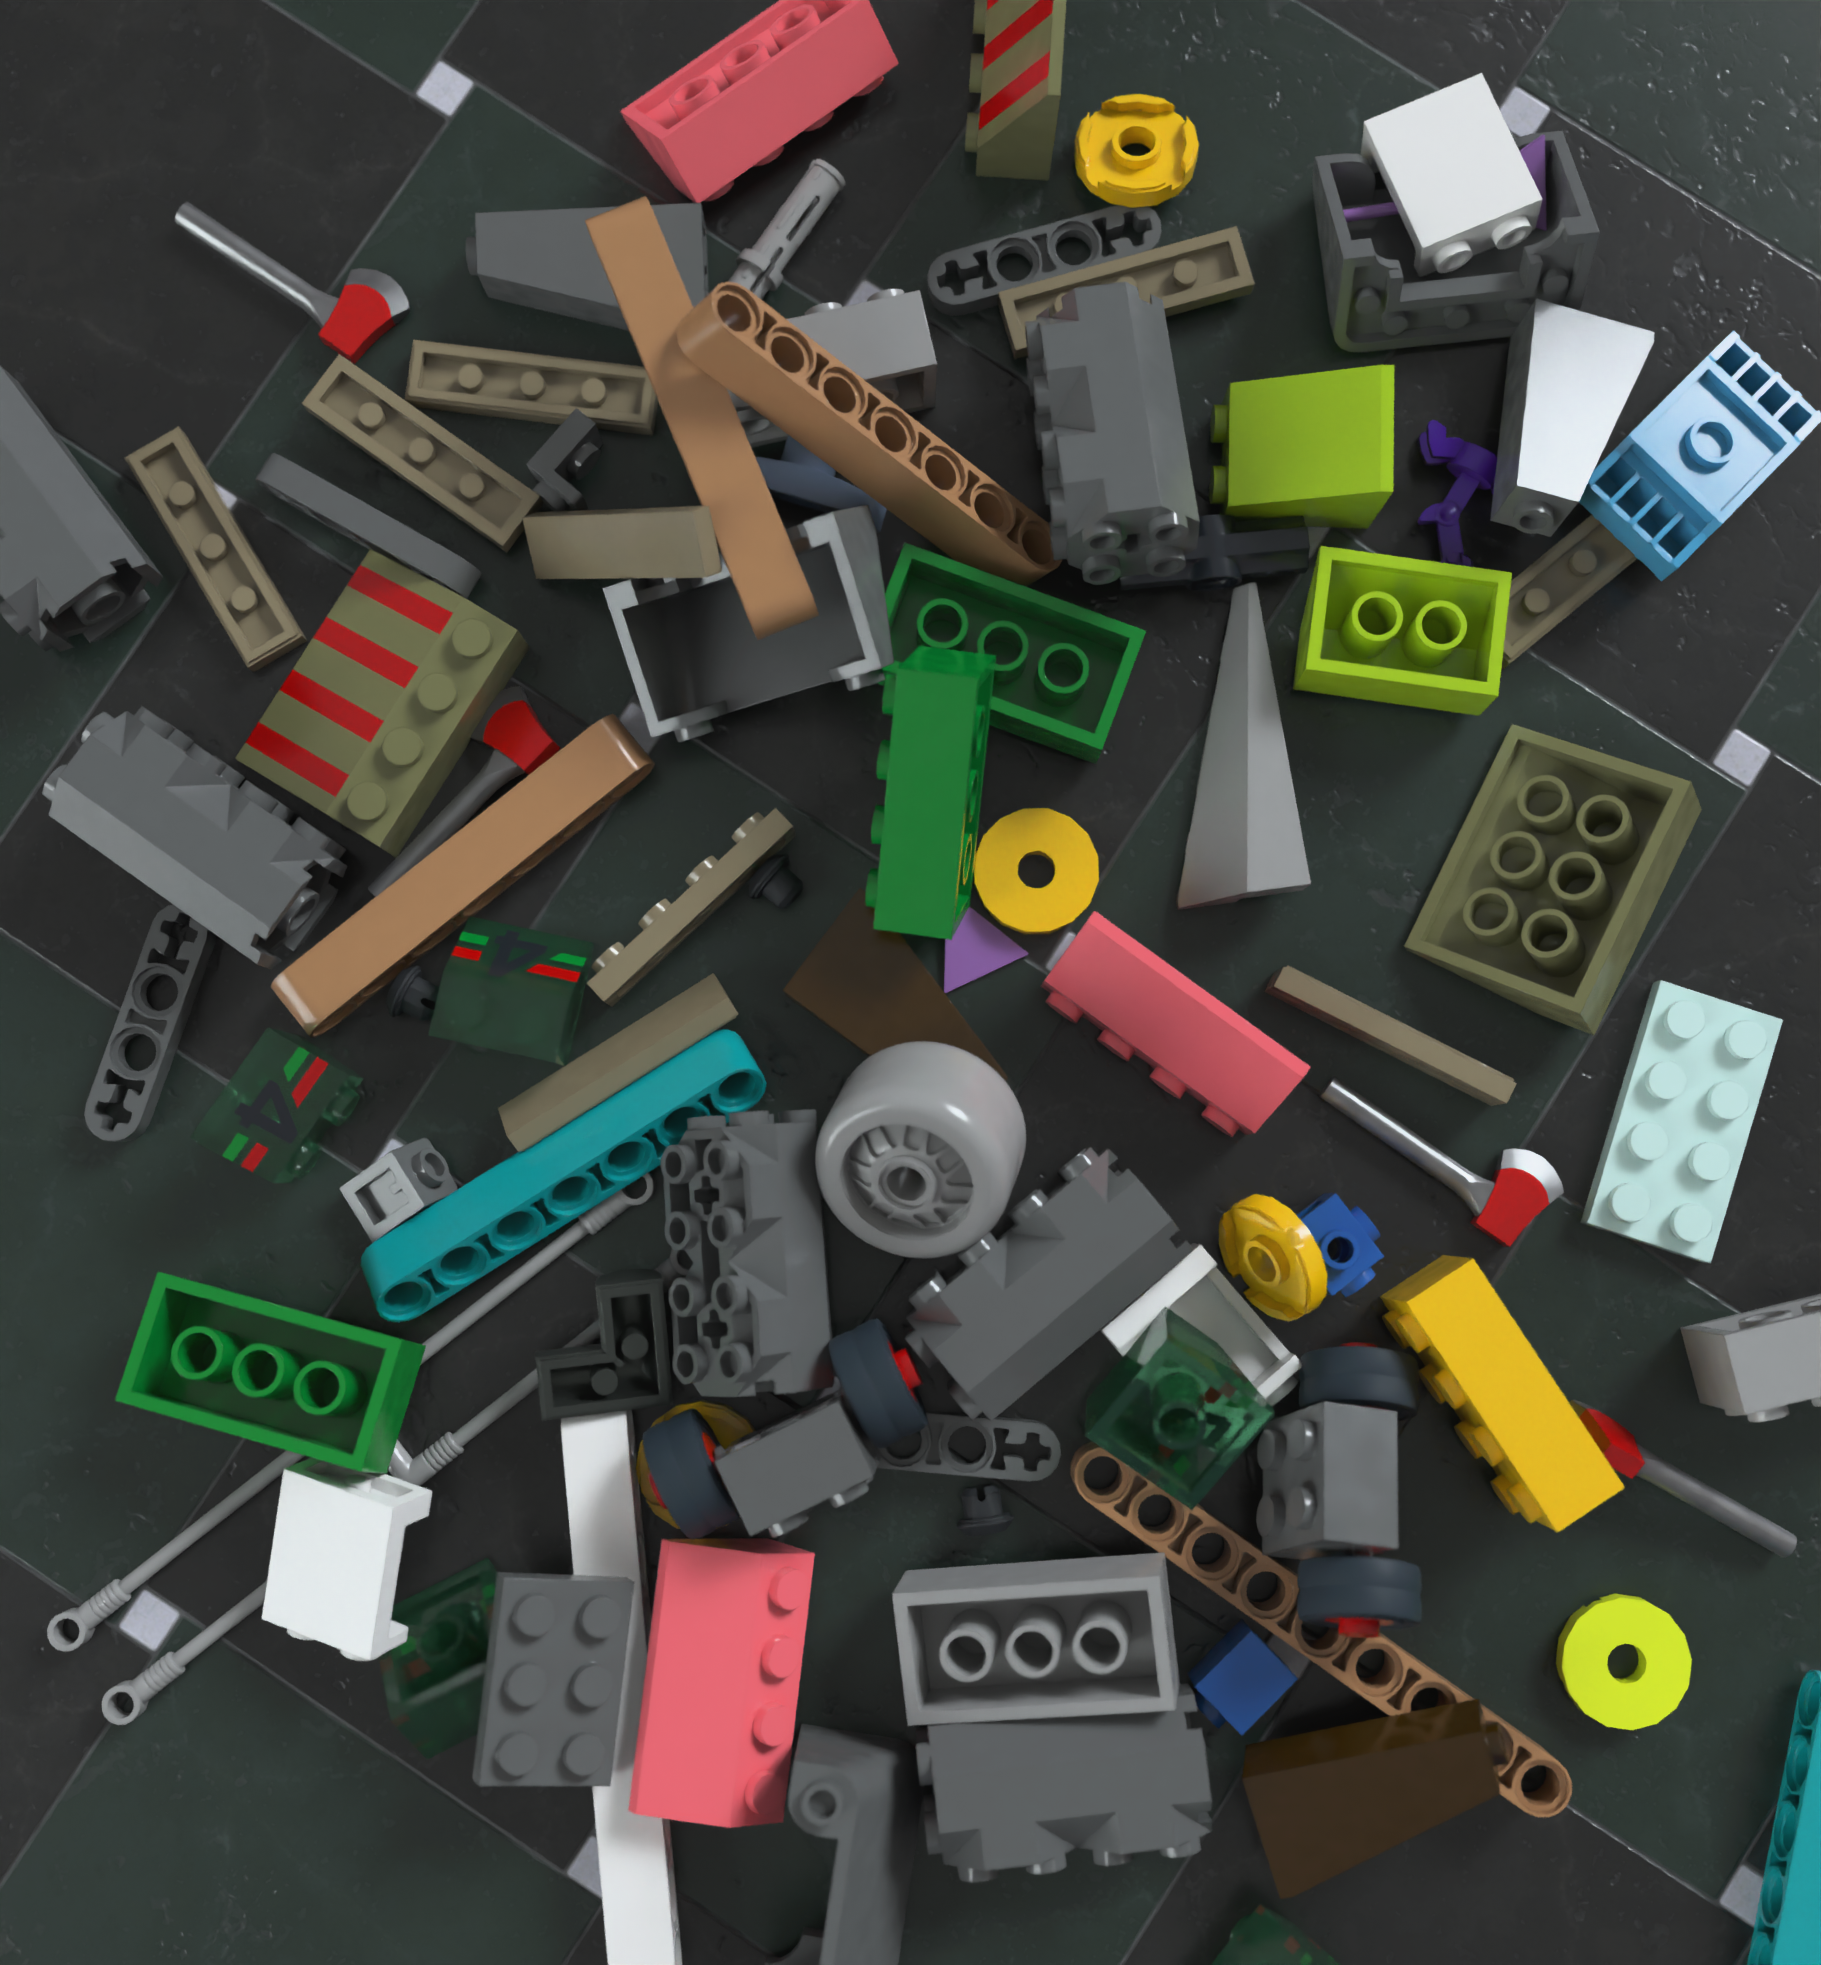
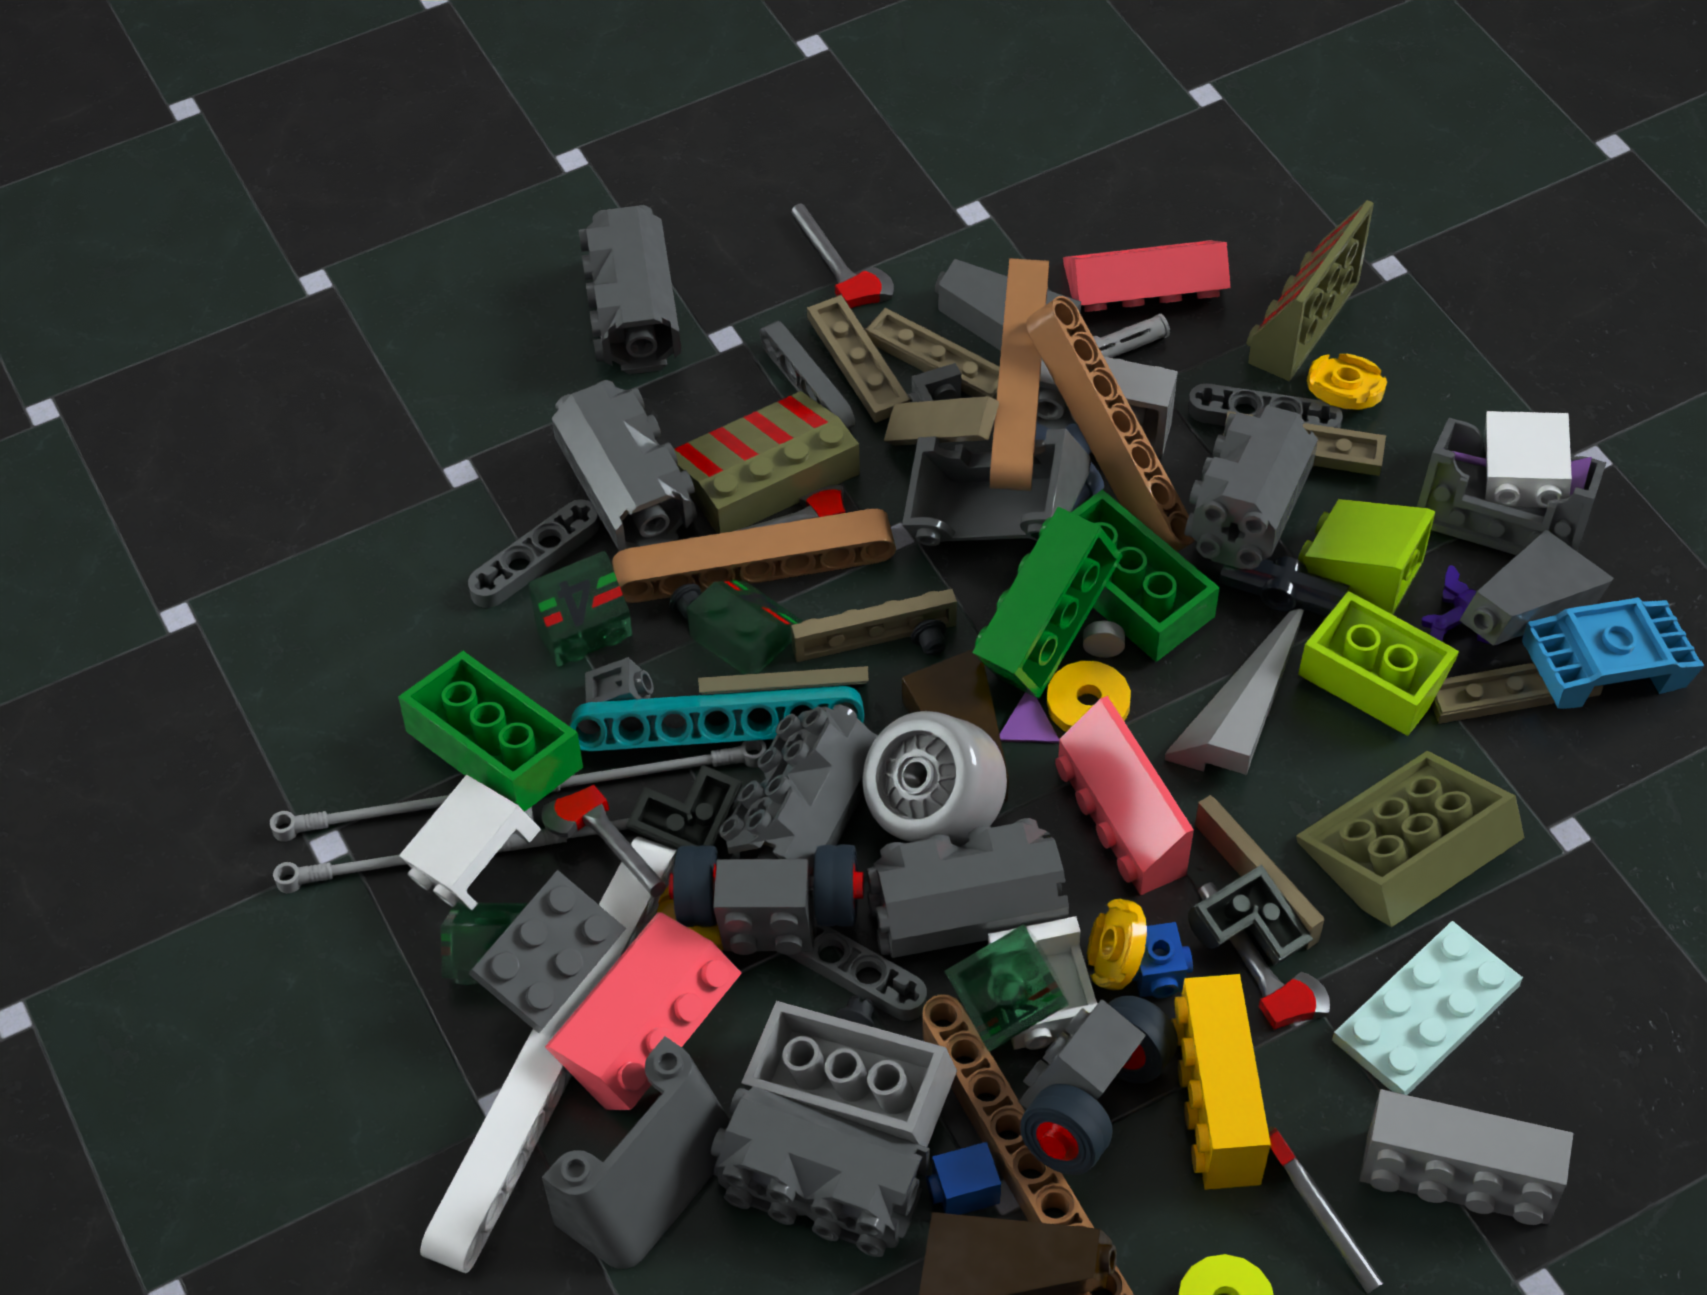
camera: 30 degrees right, 30 degrees down
(215, 549) = (716, 359): dark tan tile -> none
(467, 1406) = (589, 808): none -> piece
(1014, 769) = (1104, 639): none -> light grey tile
(1409, 1110) = (1251, 904): none -> pearl dark grey brick

